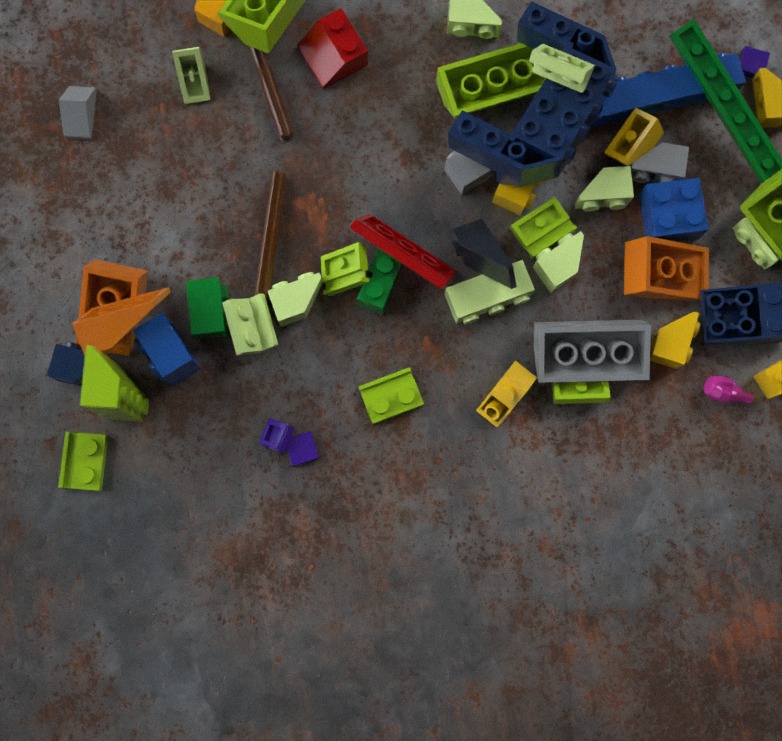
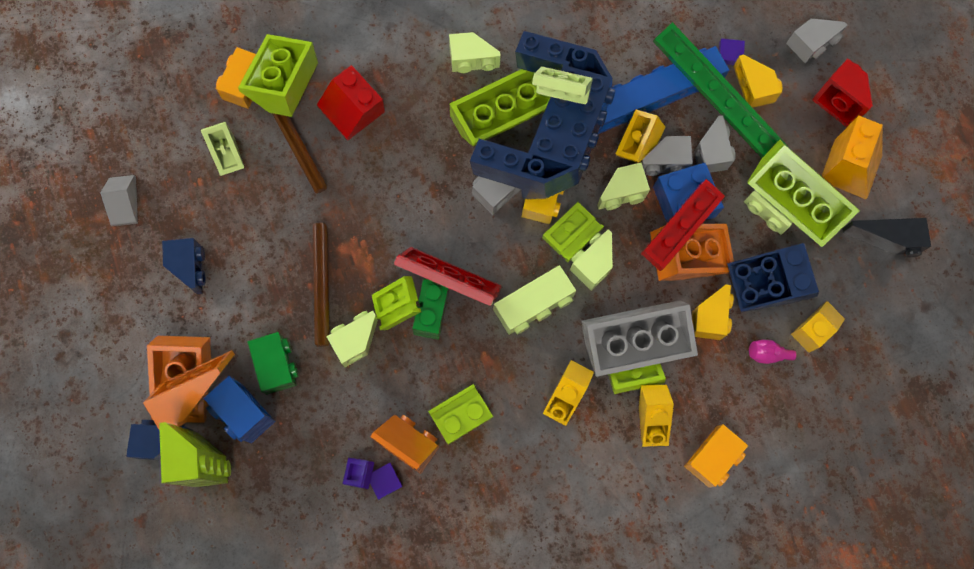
camera: 10 degrees left, 5 degrees down
(83, 461) = (175, 533): lime plate -> none
(133, 186) = (184, 260): none -> dark blue slope
(250, 324) = (315, 371): yellowish green bracket -> none
(330, 414) = (406, 442): none -> orange slope
(482, 252) = (522, 265): black slope -> none
(592, 433) = (655, 415): none -> yellow slope
(647, 487) = (717, 456): none -> light orange brick
(661, 240) = (682, 225): none -> red plate
(713, 164) = (716, 147): none -> light grey slope

